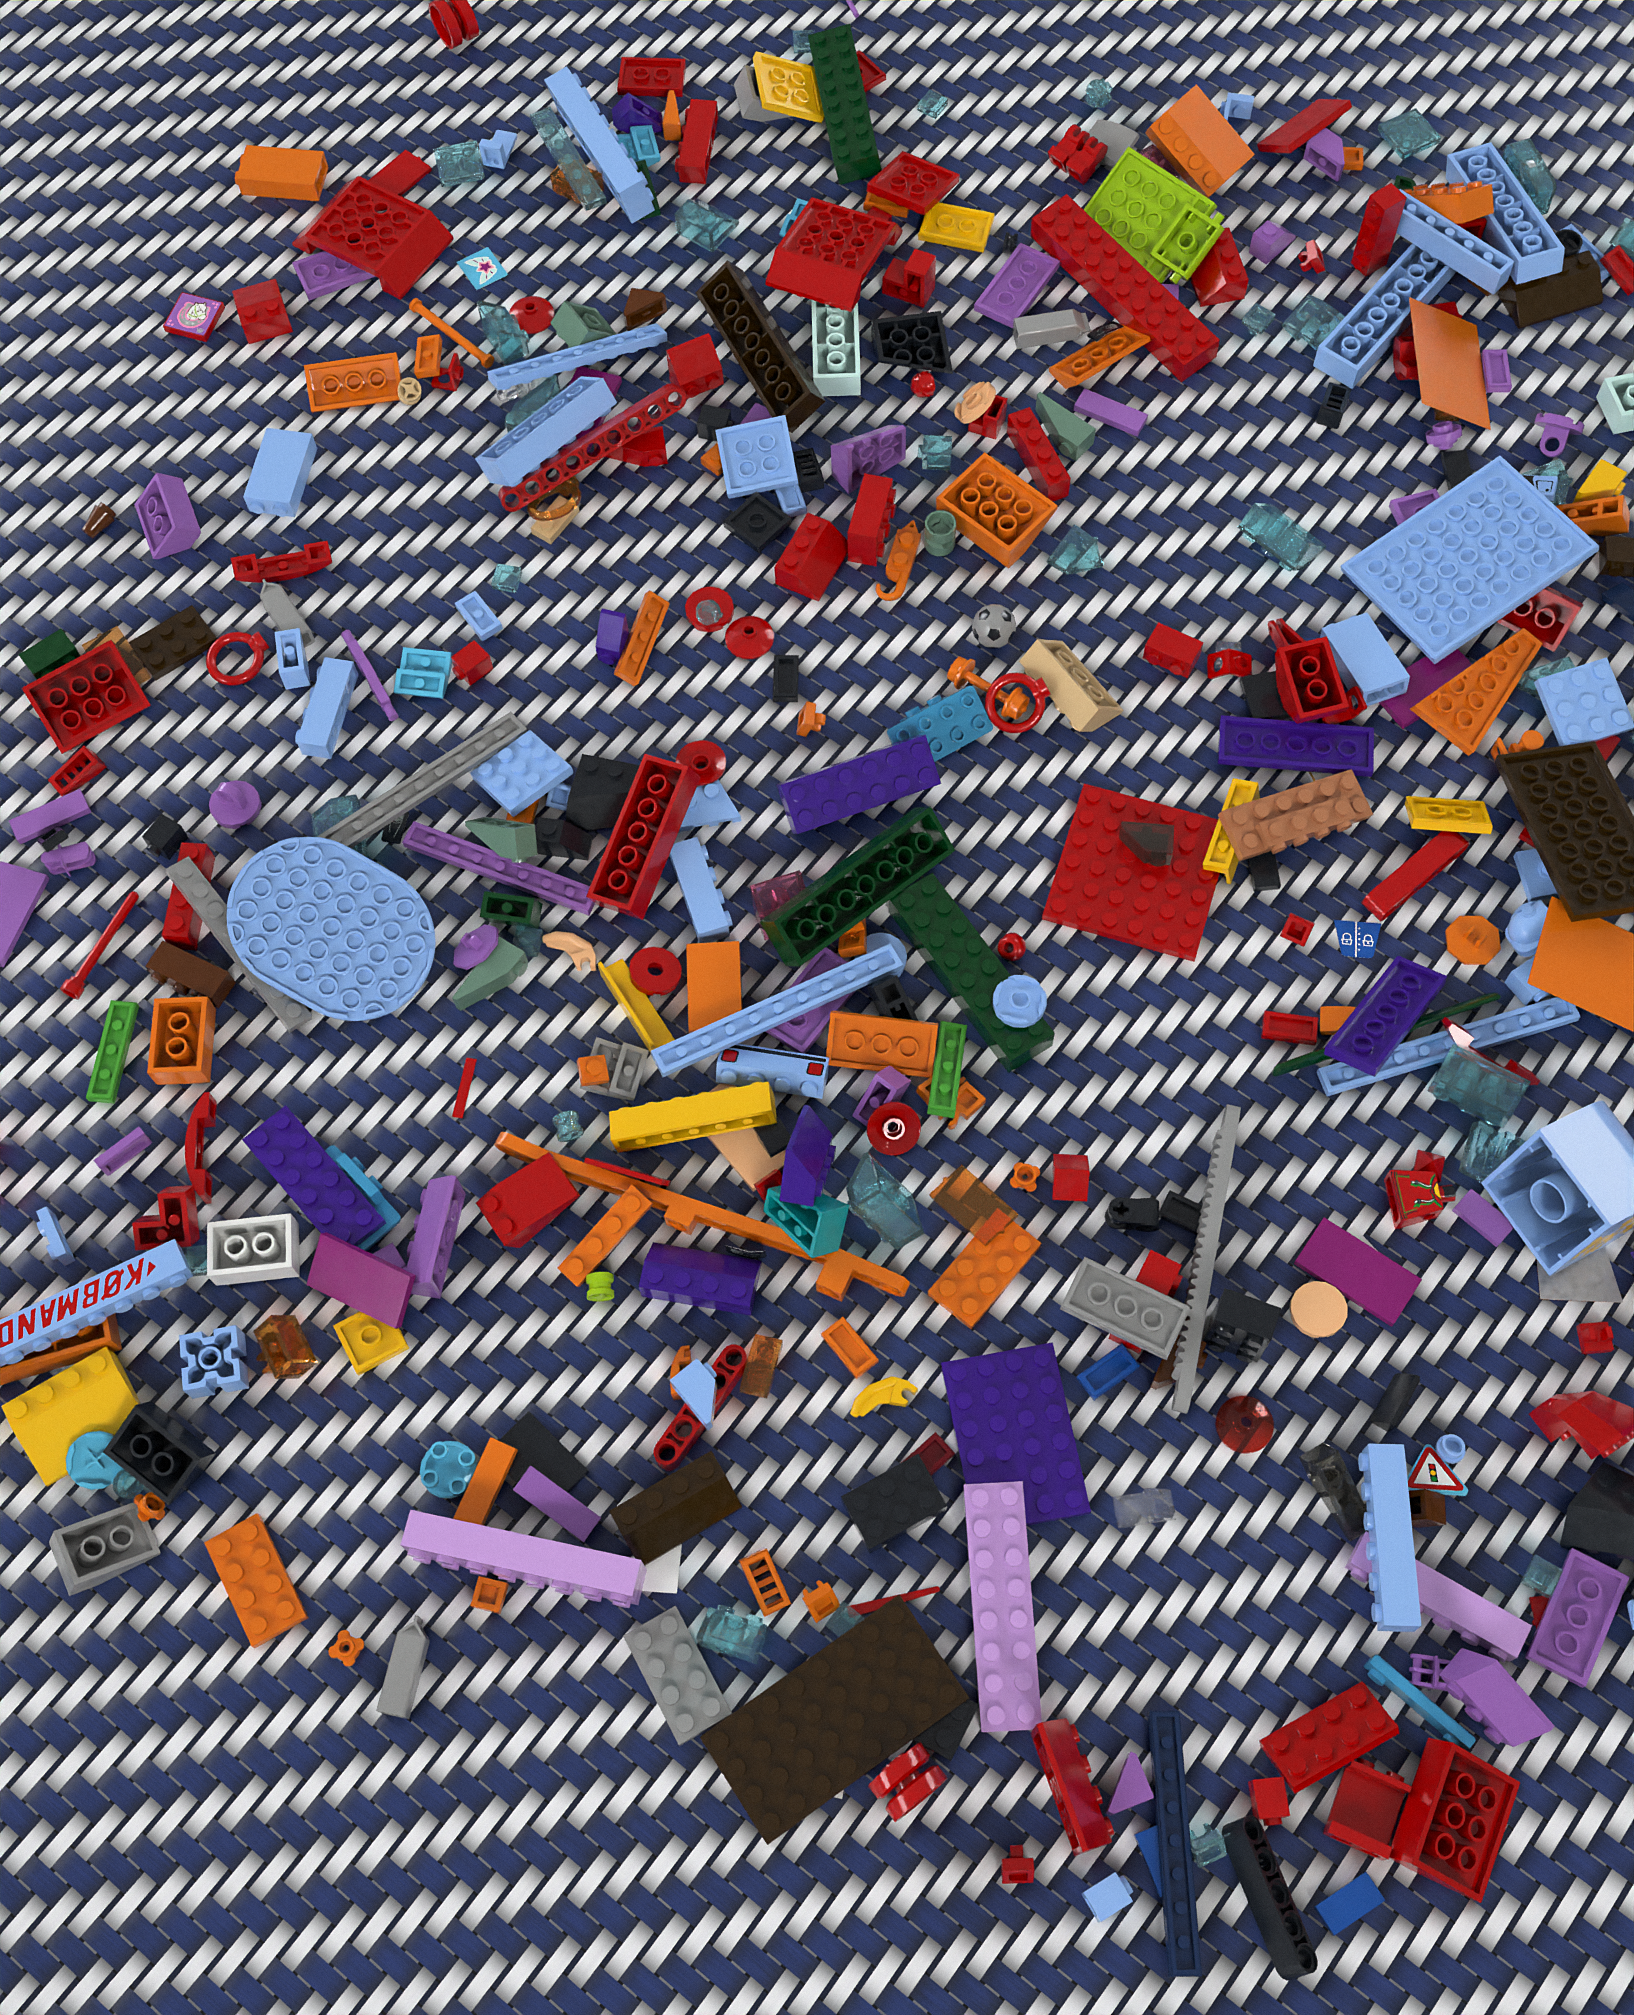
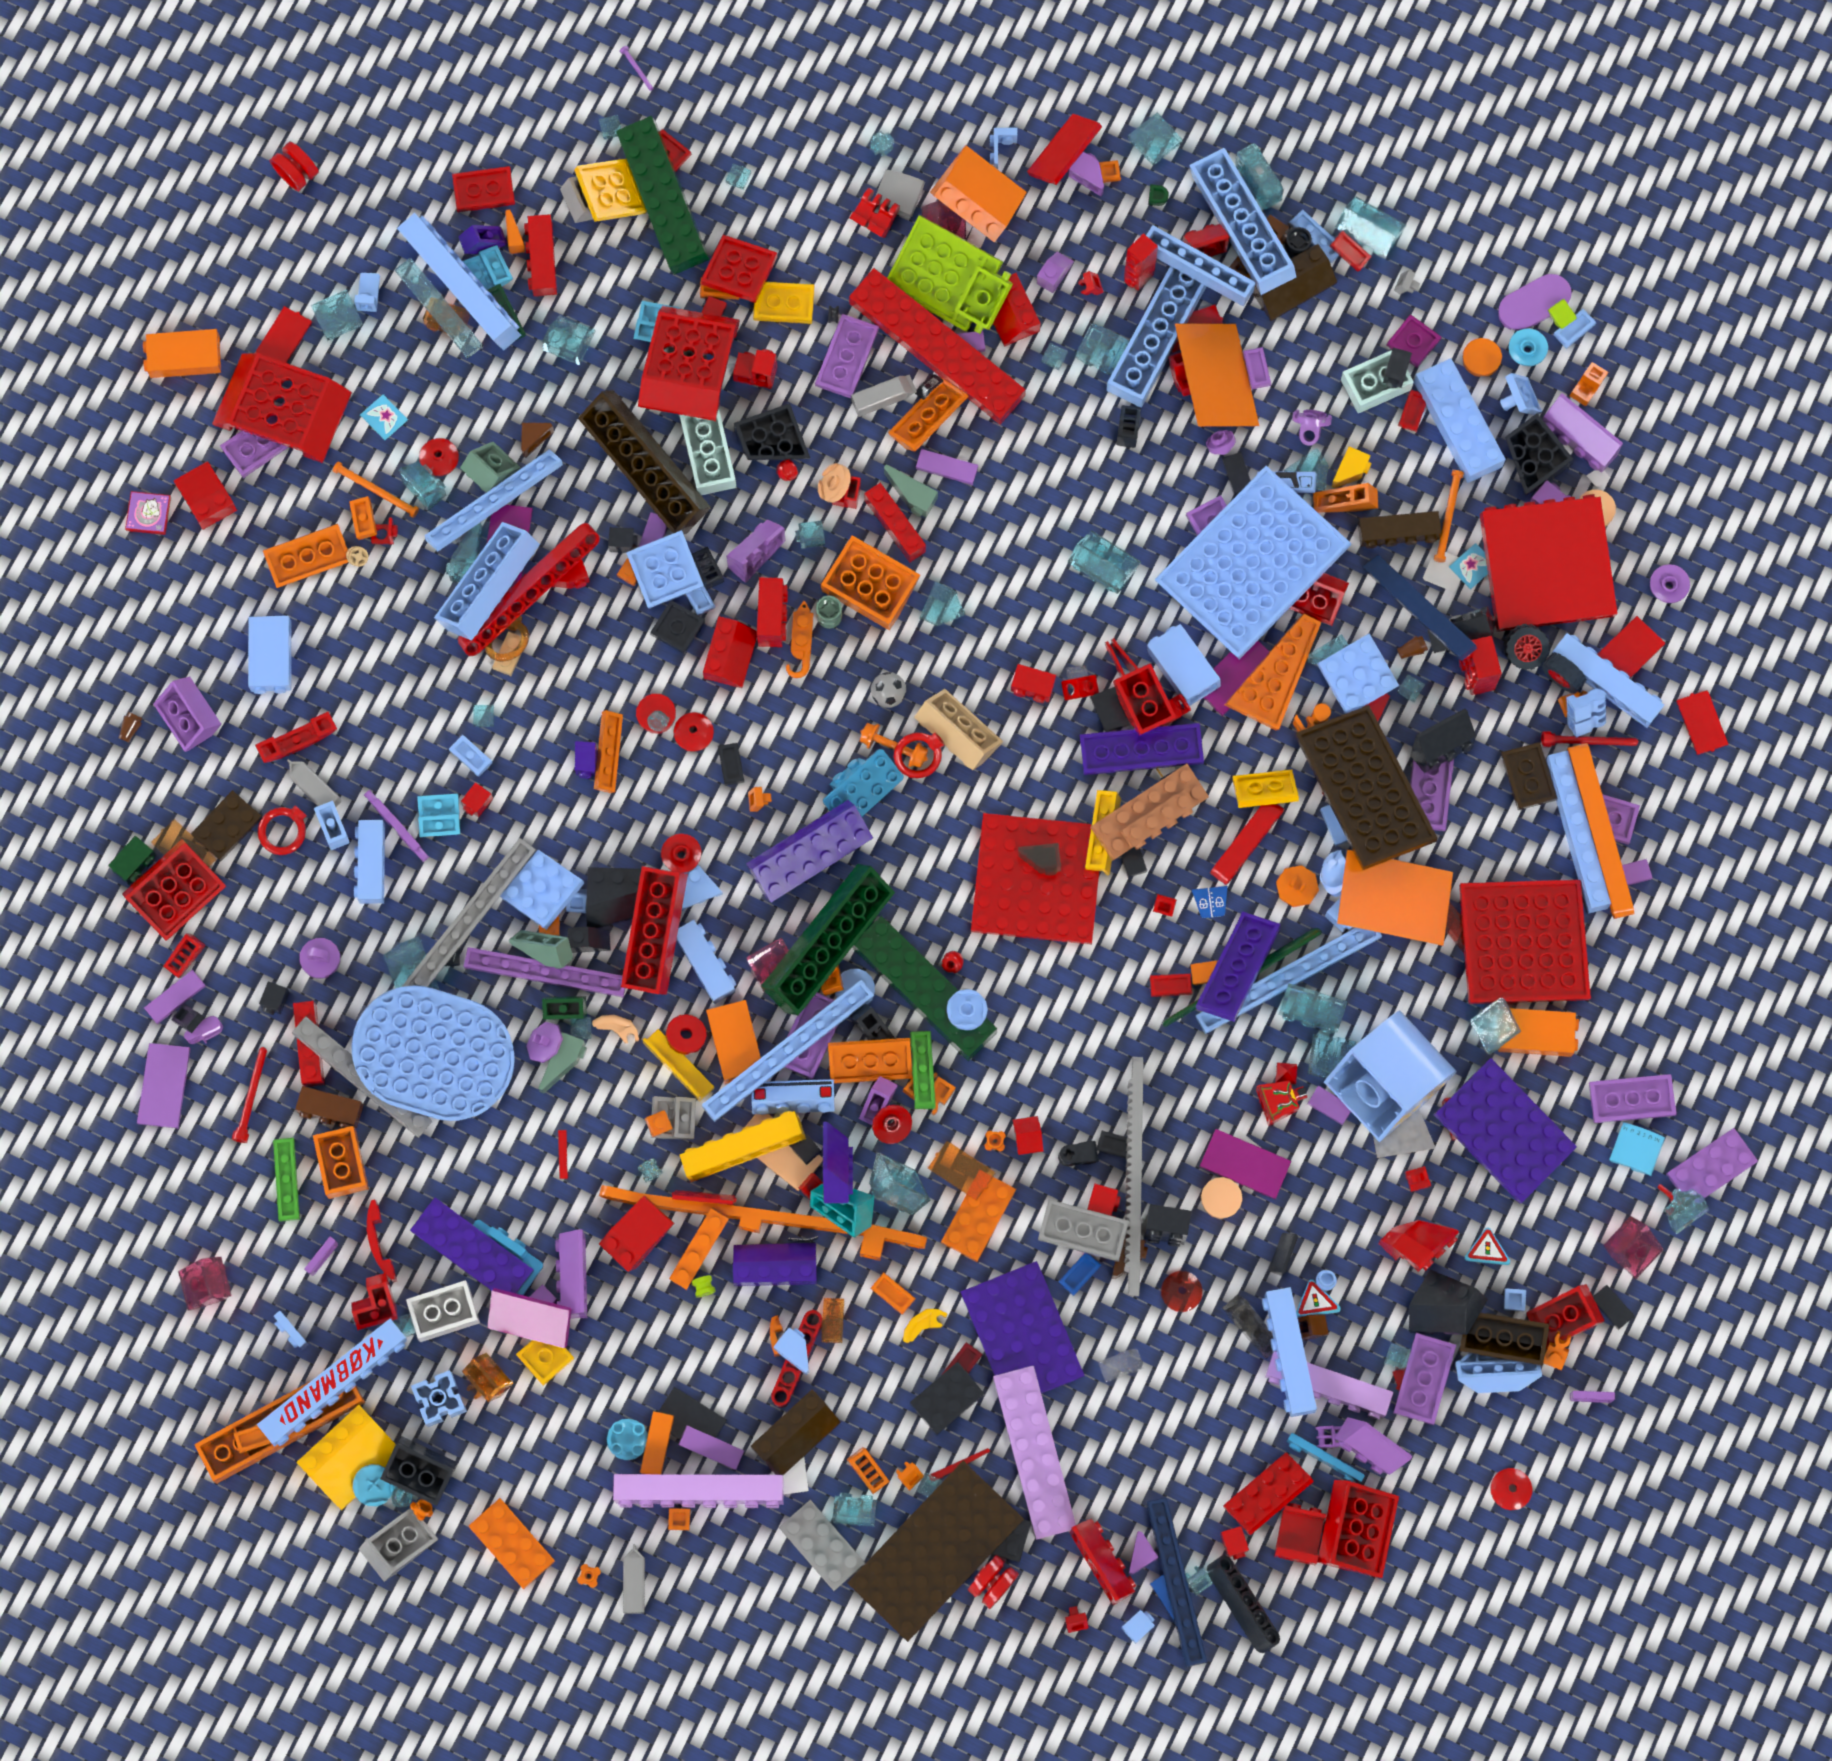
camera: 15 degrees left, 10 degrees up
(695, 366) = (594, 492): red slope -> none
(1349, 1903) = (1296, 1597): blue tile -> none
(1457, 201) = (1192, 224): orange brick -> none
(1463, 1038) = (1338, 989): red slope -> none

